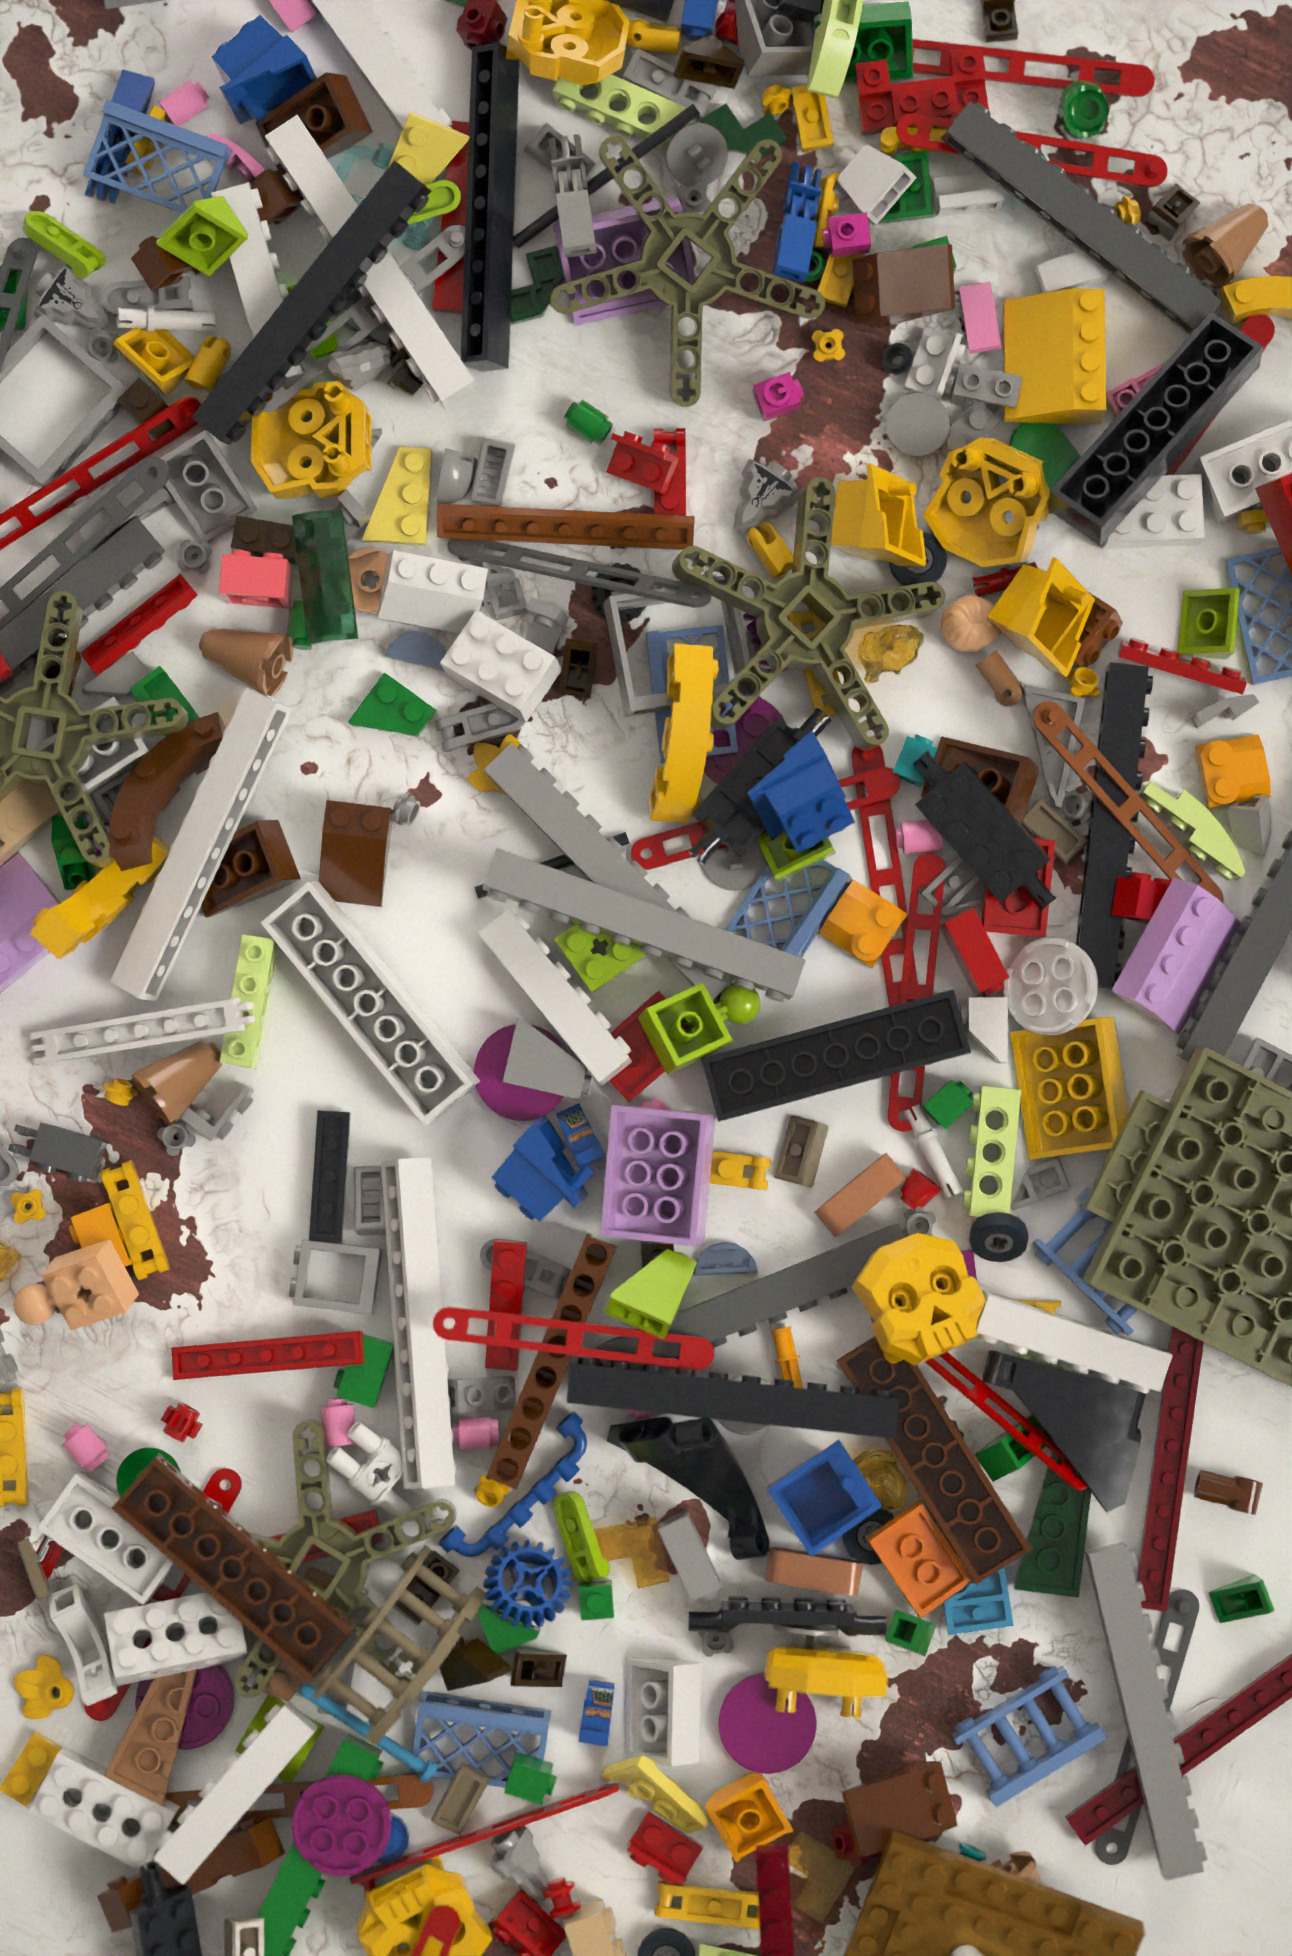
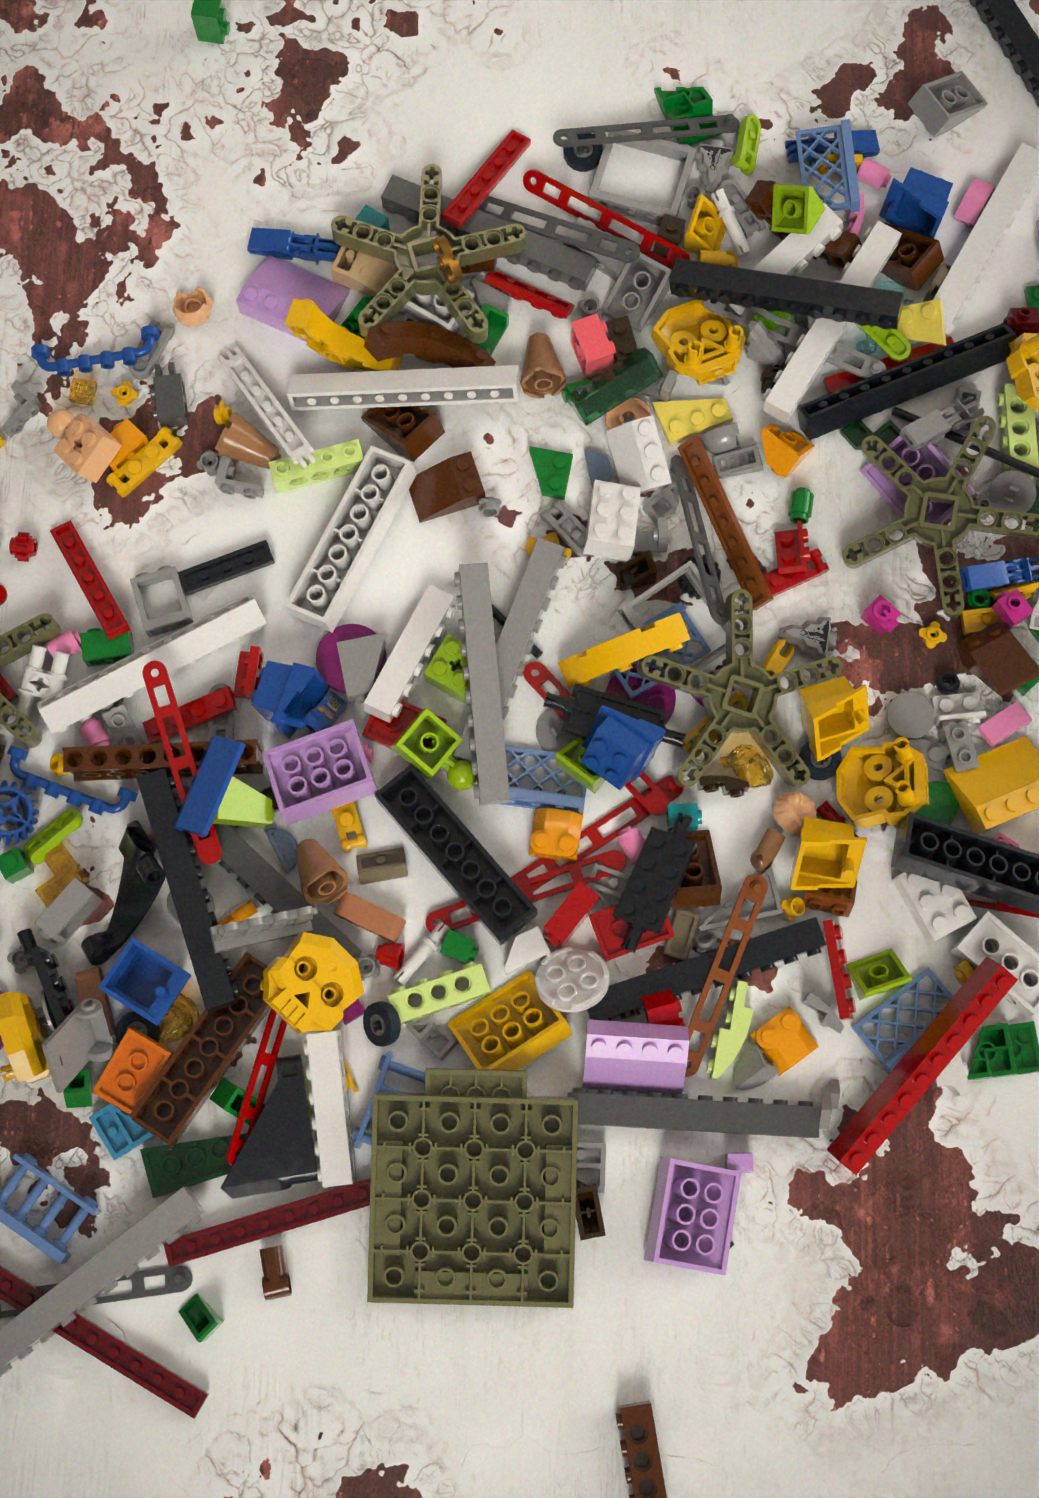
camera: 65 degrees right, 10 degrees down
(69, 712) = (446, 259): none -> pearl gold plate
(370, 1228) = (209, 598): light grey slope -> none
(371, 99) = (938, 280): none -> dark tan tile
(484, 1209) = (248, 672): none -> red bracket
(505, 405) = (784, 449): none -> light orange slope
(627, 1317) = (209, 785): none -> blue slope
(781, 1231) = (319, 874): none -> medium nougat cone
(826, 1329) = (262, 929): none -> light grey fence
(859, 1602) = (77, 1041): none -> light grey door
(901, 687) = (730, 785): none -> dark brown slope

